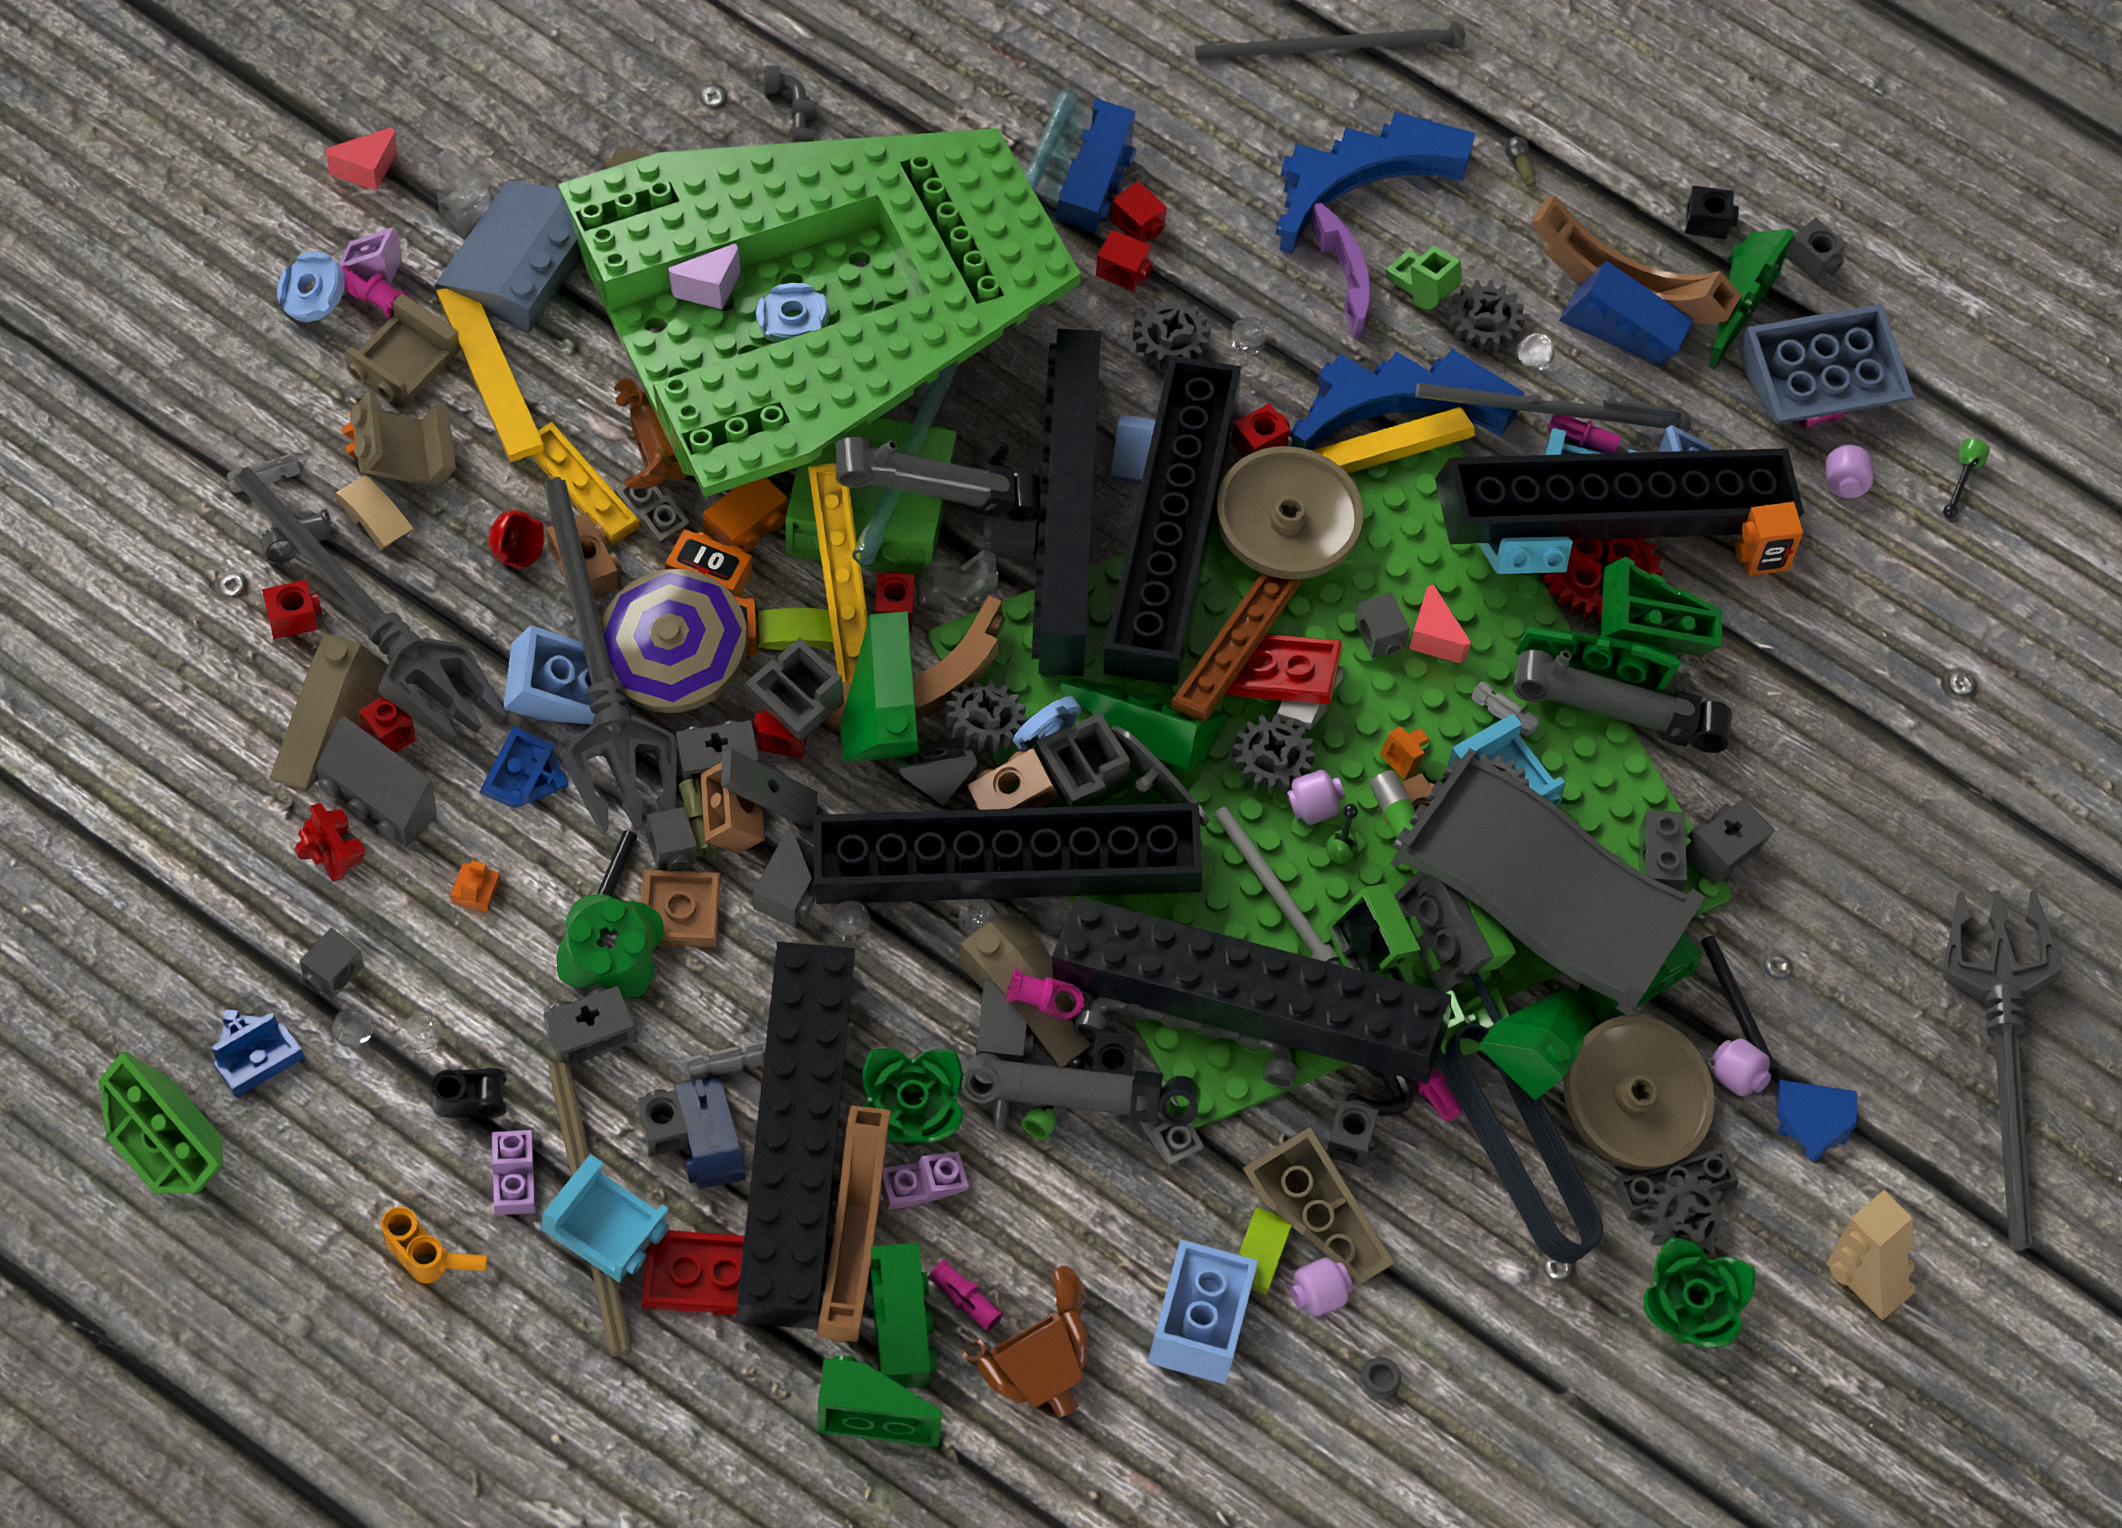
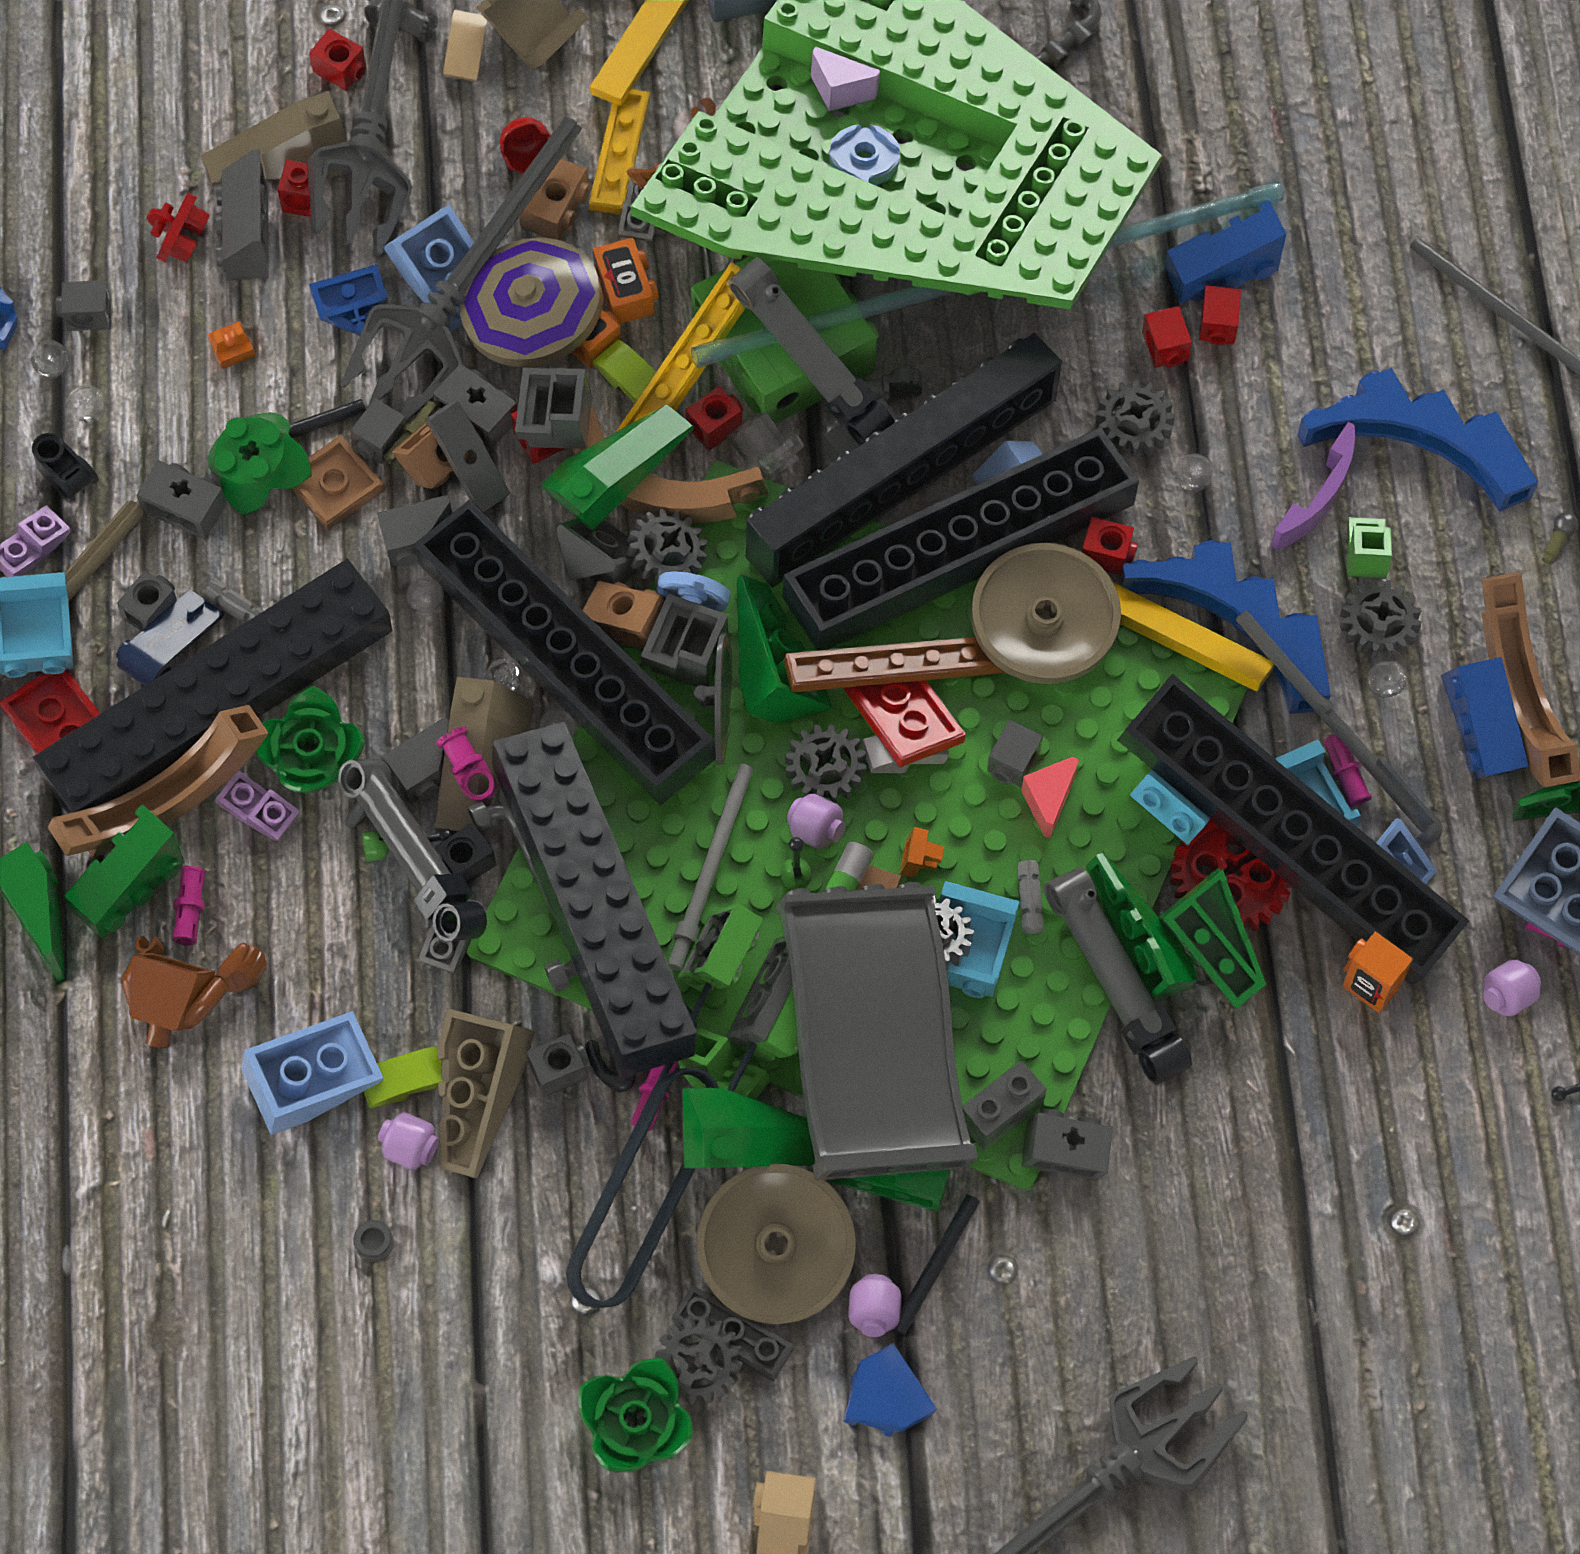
camera: 55 degrees right, 5 degrees up
(746, 514) = (683, 265): orange brick -> none

